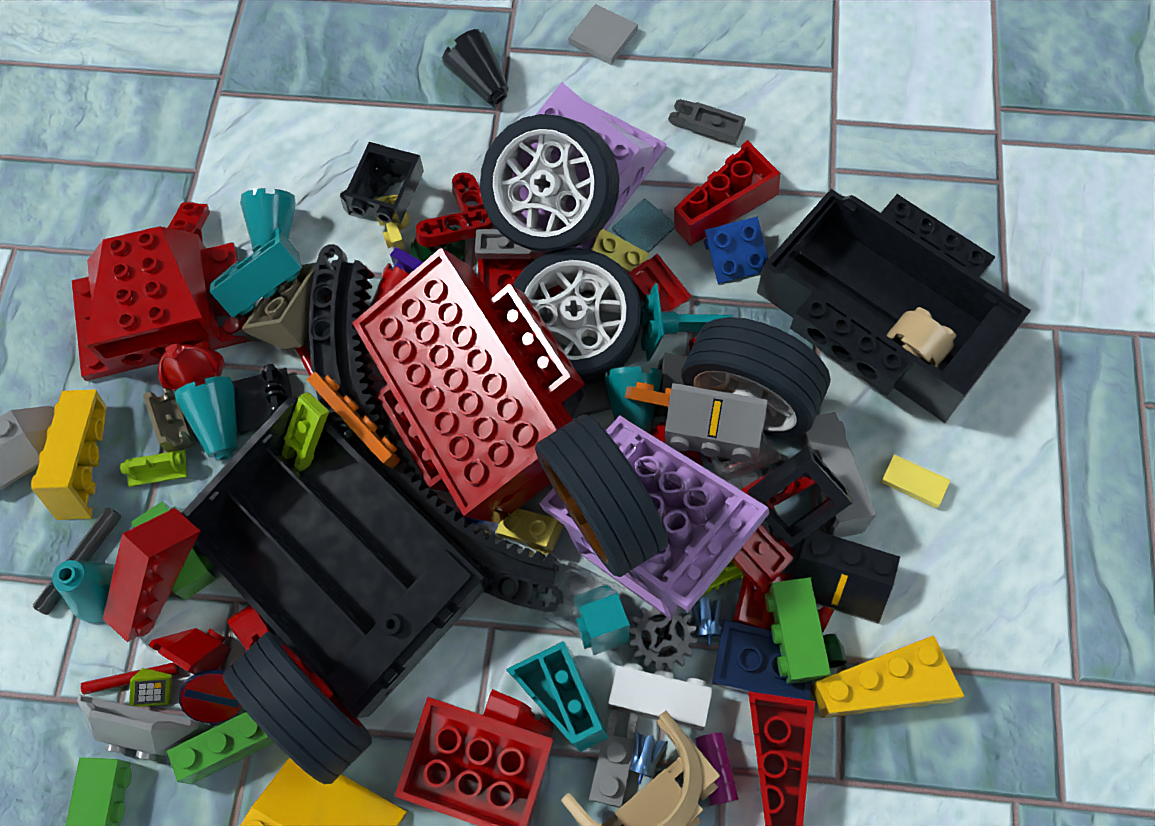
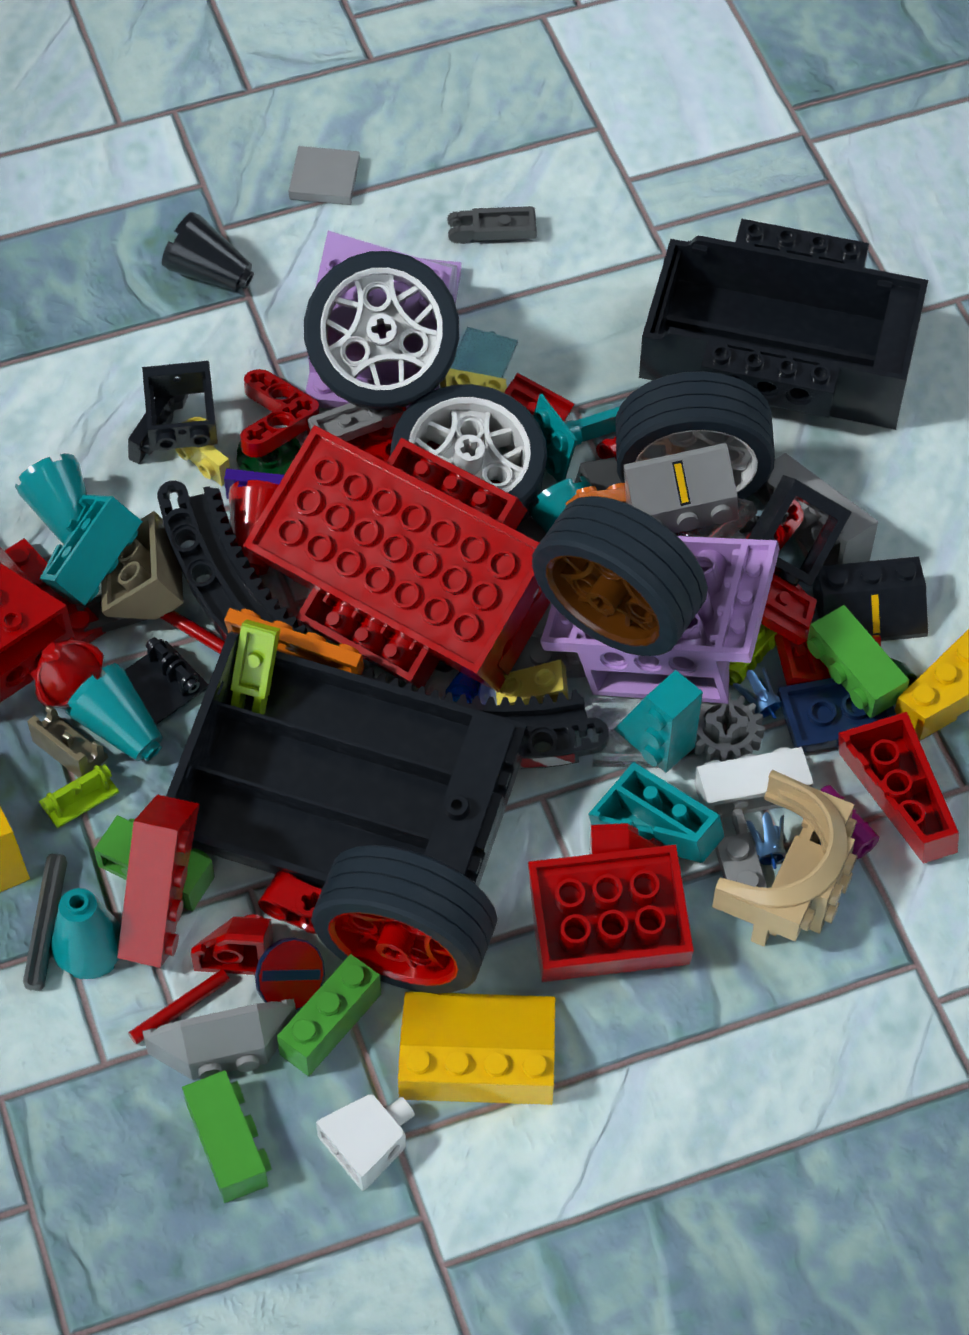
camera: 30 degrees left, 10 degrees down
(150, 688) = (214, 995): slope -> none
(727, 194) = (560, 287): red wedge -> none
(736, 249) = (597, 340): blue hinge -> none
(915, 481) = (895, 492): light yellow tile -> none
(923, 336) = (837, 341): tan brick -> none

